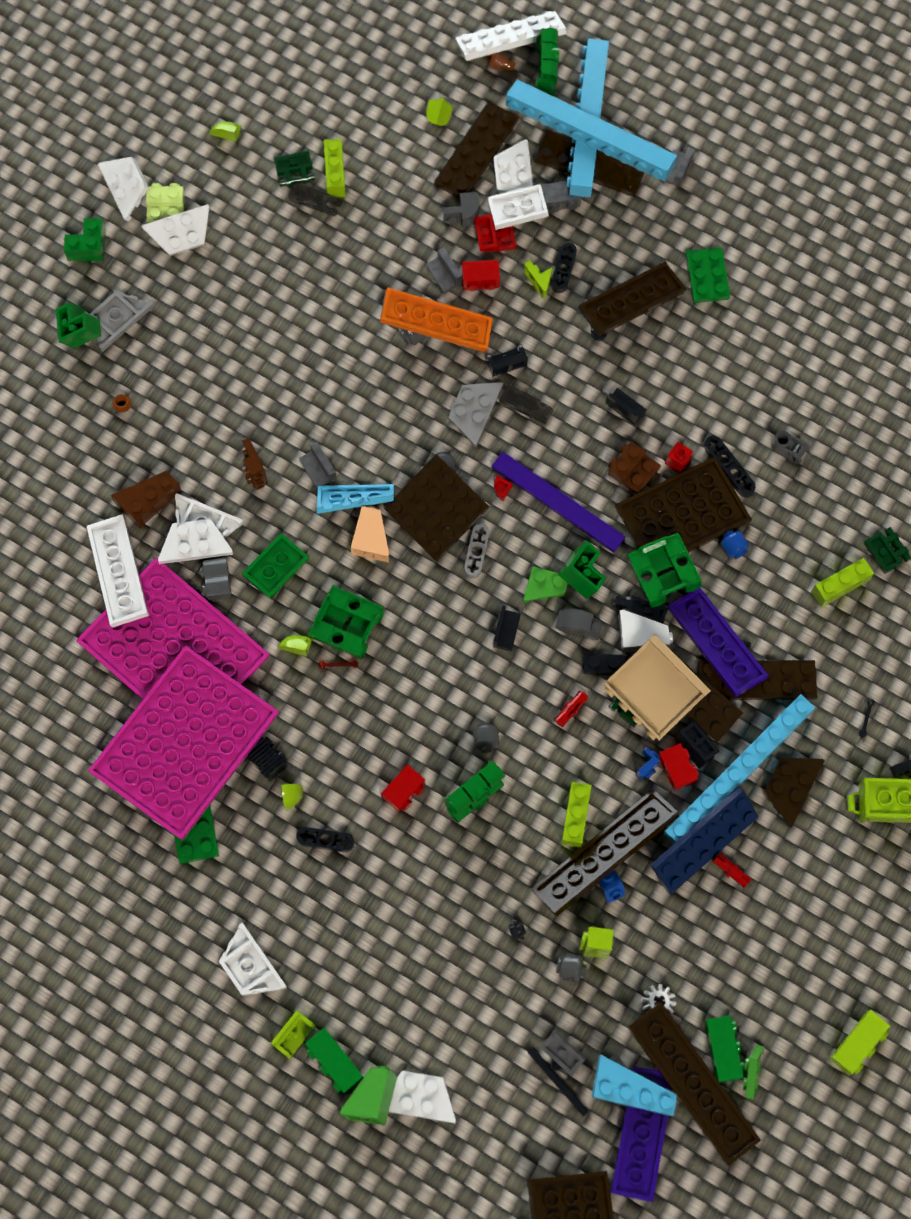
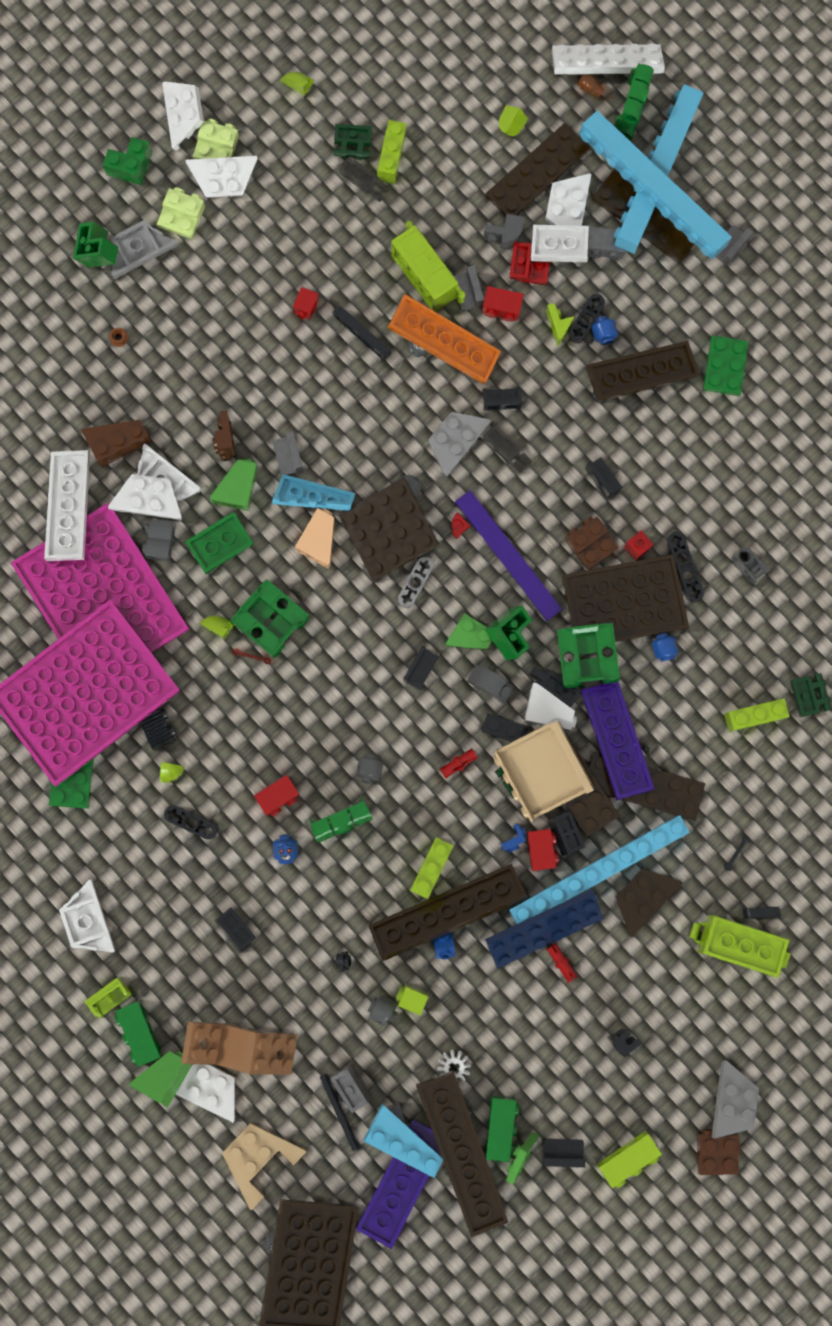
camera: 10 degrees right, 10 degrees up
(149, 275) = (181, 212): none -> yellowish green plate
(277, 509) = (237, 486): none -> bright green slope
(293, 324) = (305, 303): none -> red brick
(355, 337) = (361, 333): none -> black beam
(398, 262) = (425, 269): none -> lime container
(400, 930) = (235, 929): none -> black hinge
(427, 838) = (285, 849): none -> blue head
(440, 1042) = (239, 1048): none -> medium nougat bracket
(482, 1149) = (251, 1153): none -> tan wing
(584, 273) = (605, 330): none -> blue head
(793, 1055) = (564, 1153): none -> black panel
(814, 929) = (623, 1044): none -> black hinge

